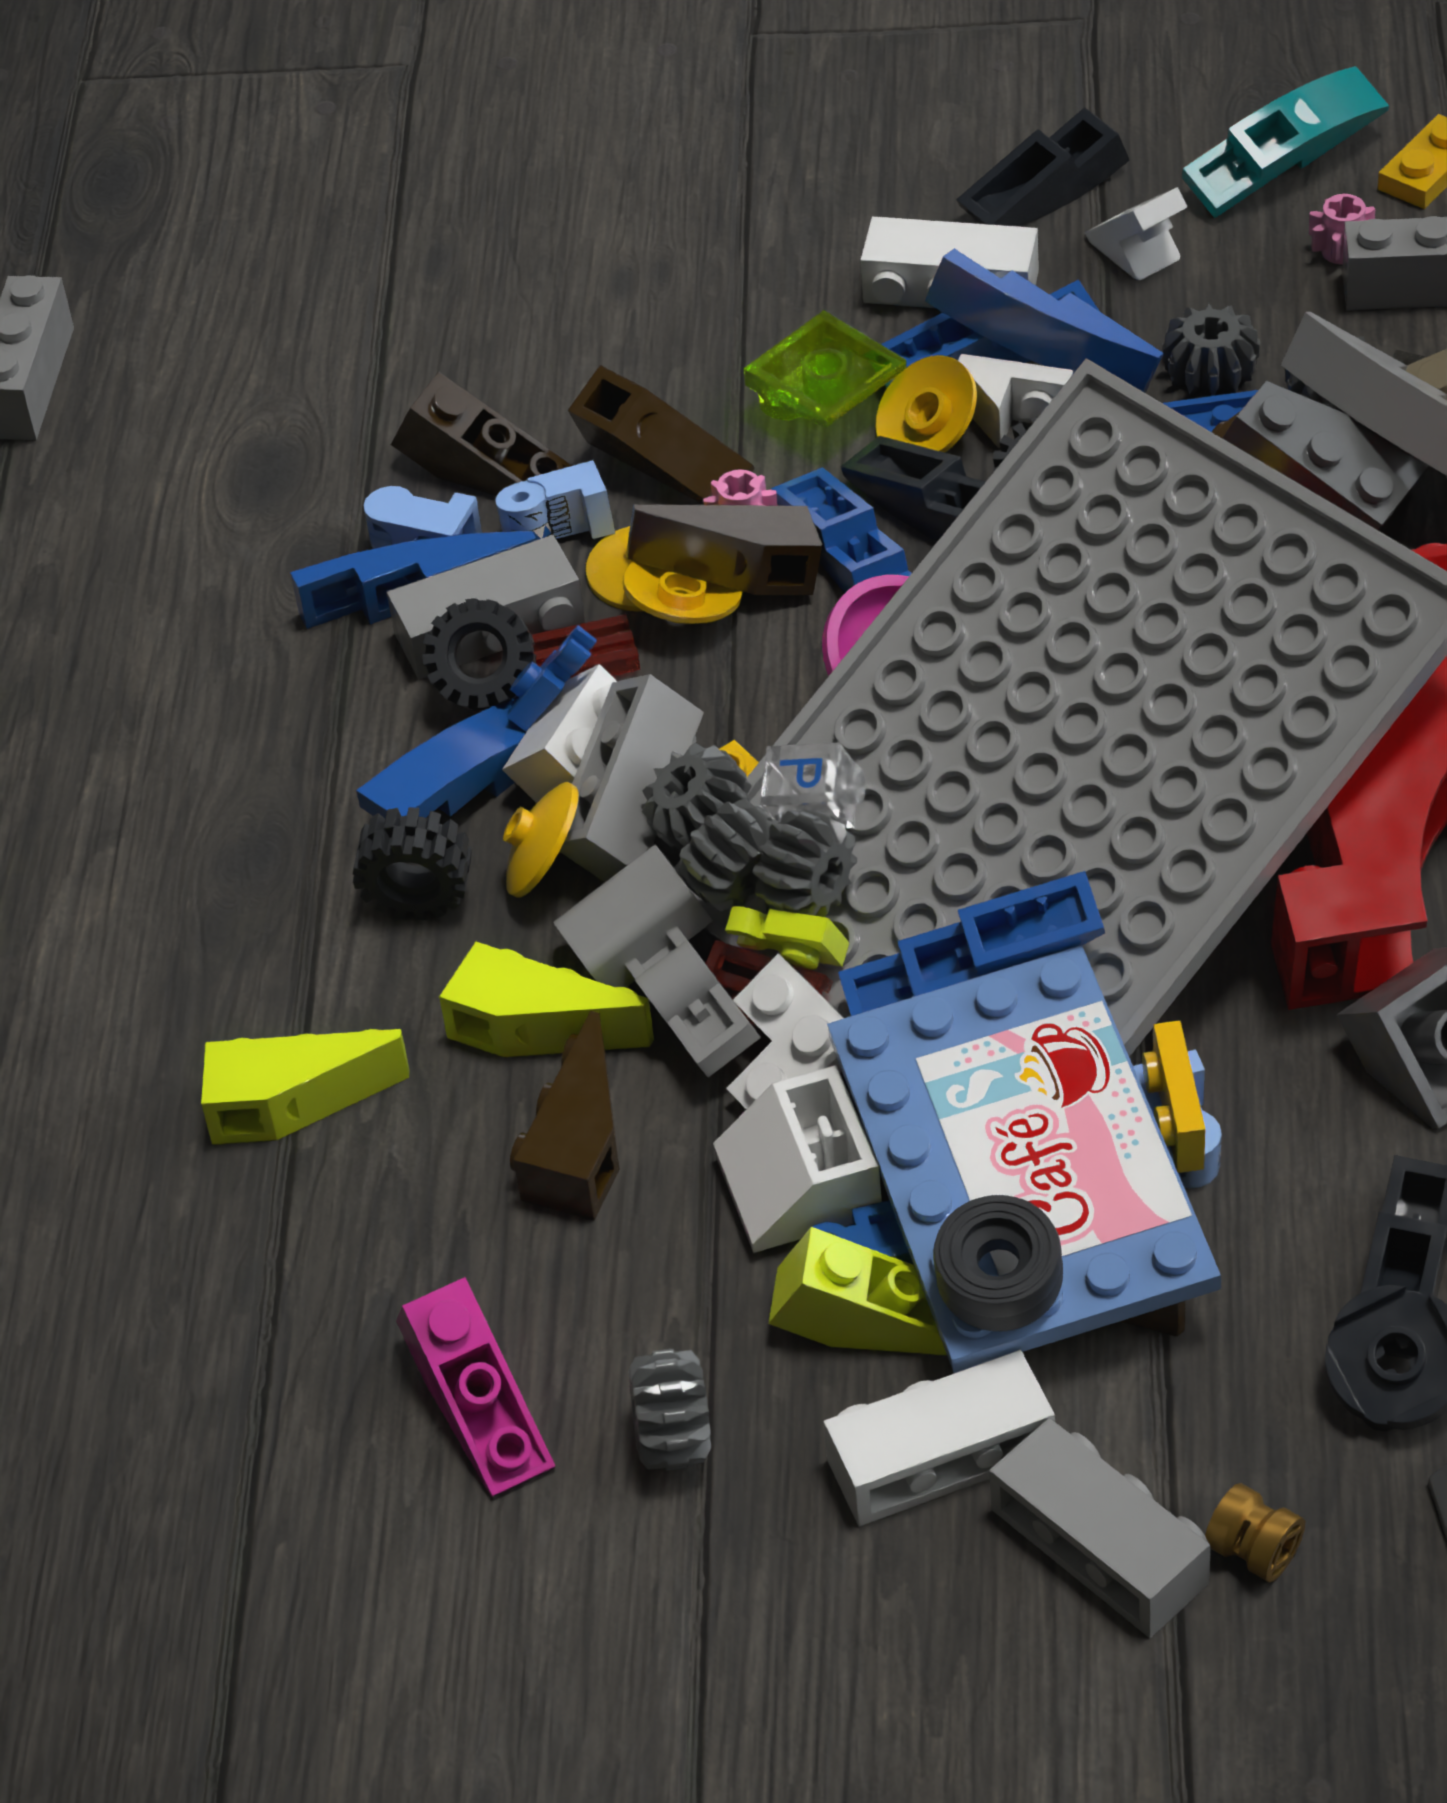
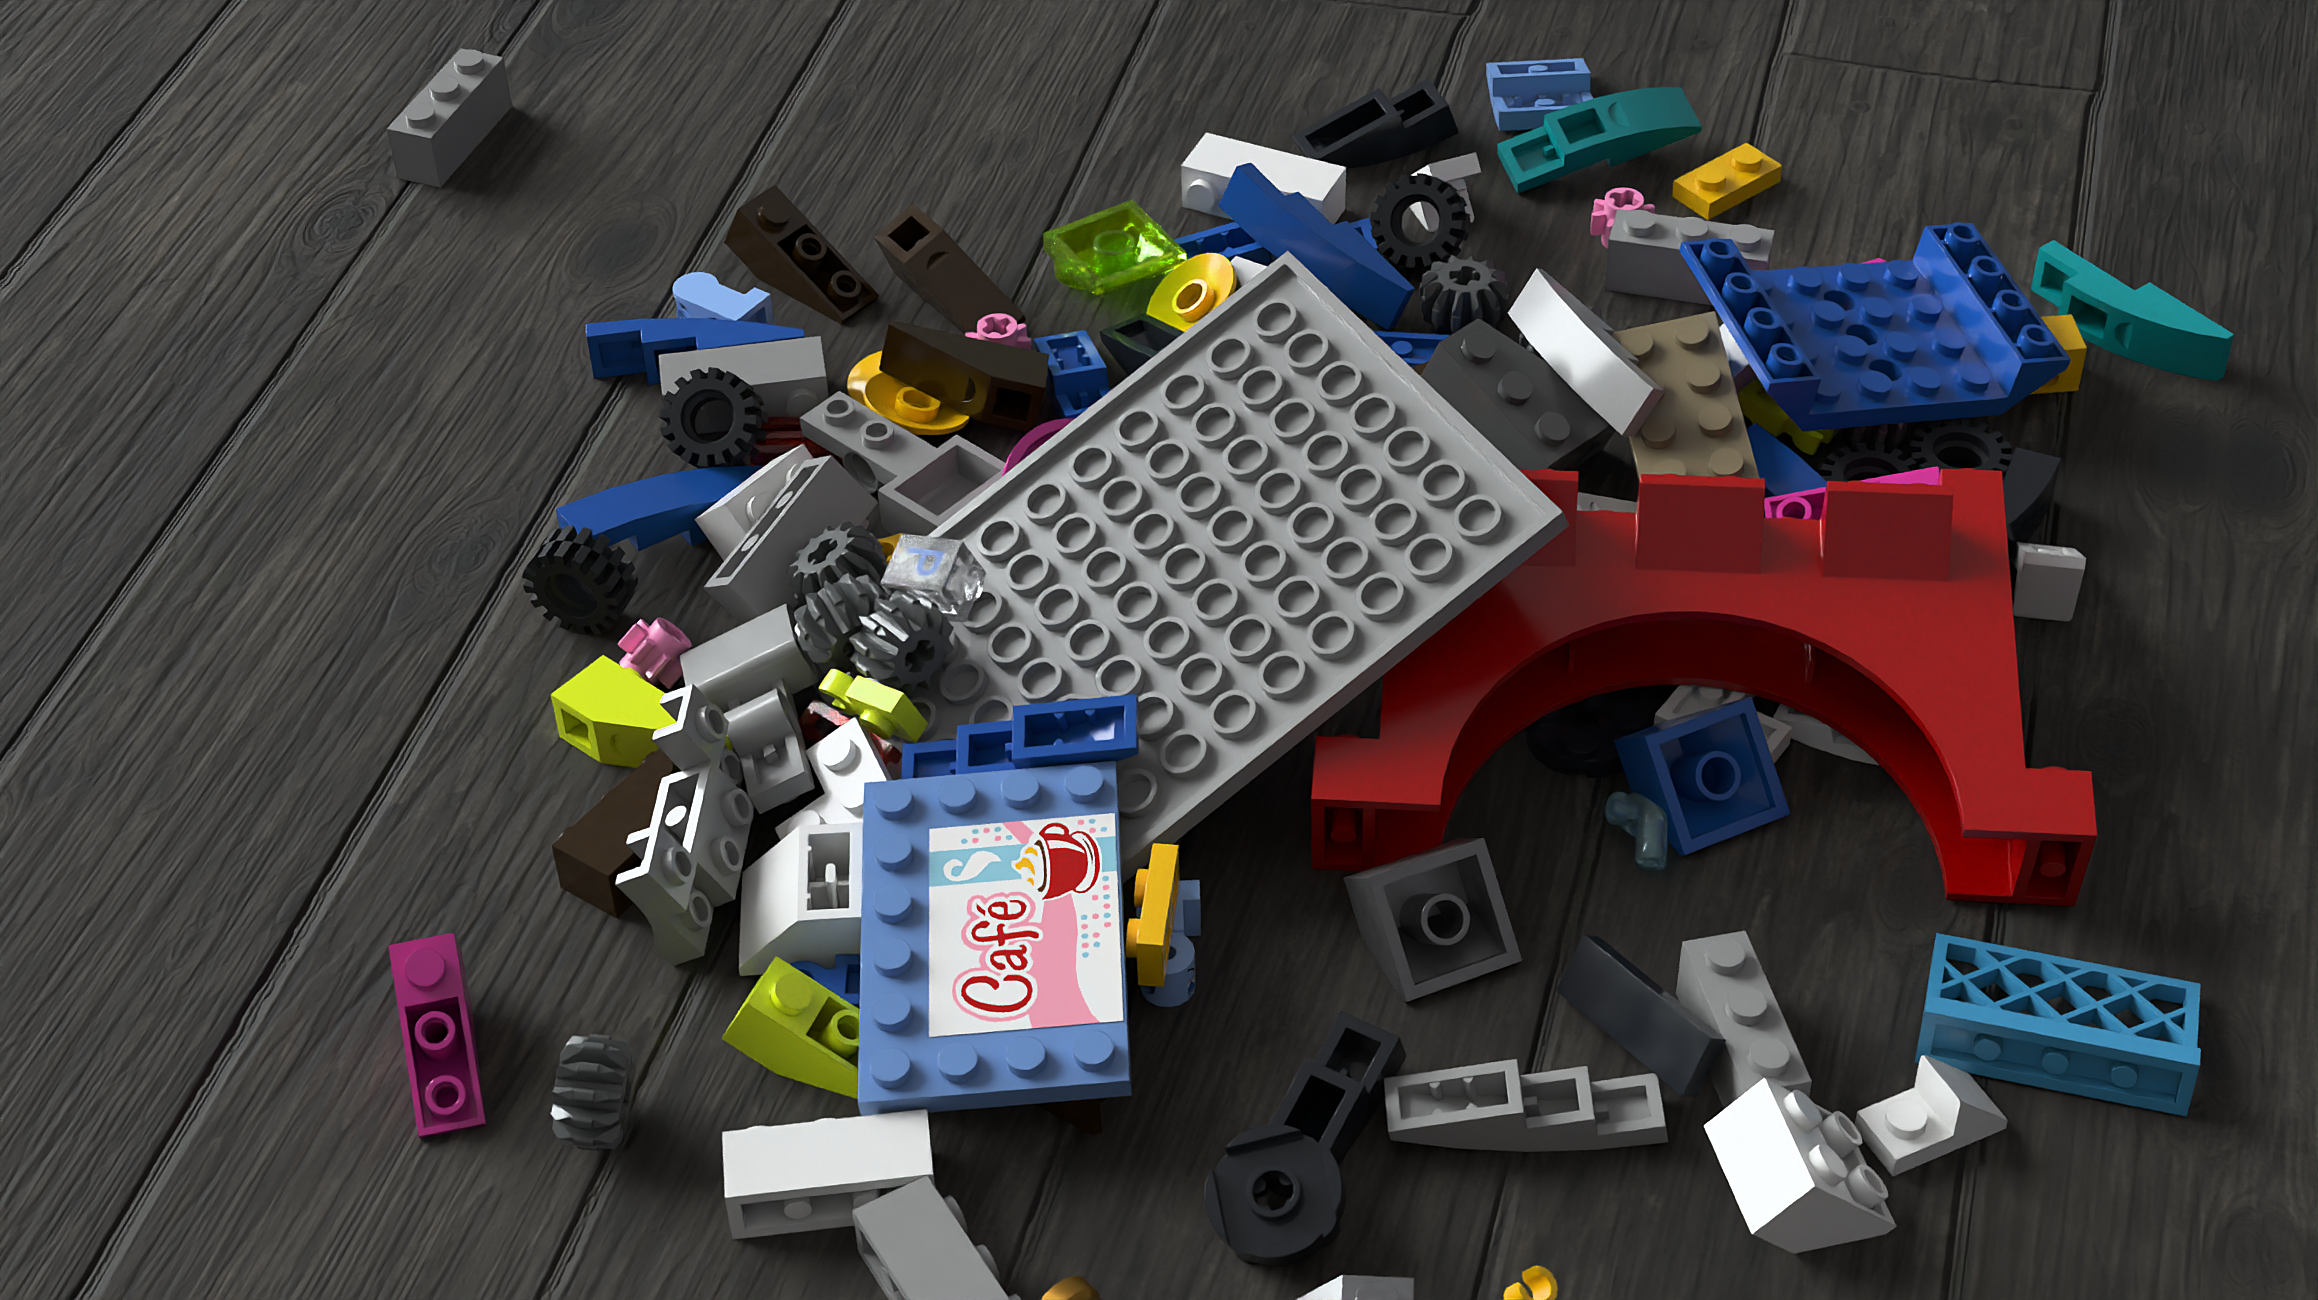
camera: 10 degrees right, 5 degrees down
(286, 1083) = (398, 743): neon yellow slope -> none
(523, 924) = (655, 651): none -> bright pink gear
(538, 837) = (693, 575): yellow dish -> none
(541, 685) = (753, 453): blue plate -> none
(557, 504) = (841, 315): light blue leg -> none
(655, 1108) = (696, 830): none -> light grey bracket
(739, 681) = (918, 480): none -> light grey plate
(992, 1225) = (927, 1056): black tyre -> none
(1105, 266) = (1389, 221): none -> black tyre
(1196, 97) = (1530, 89): none -> medium blue slope

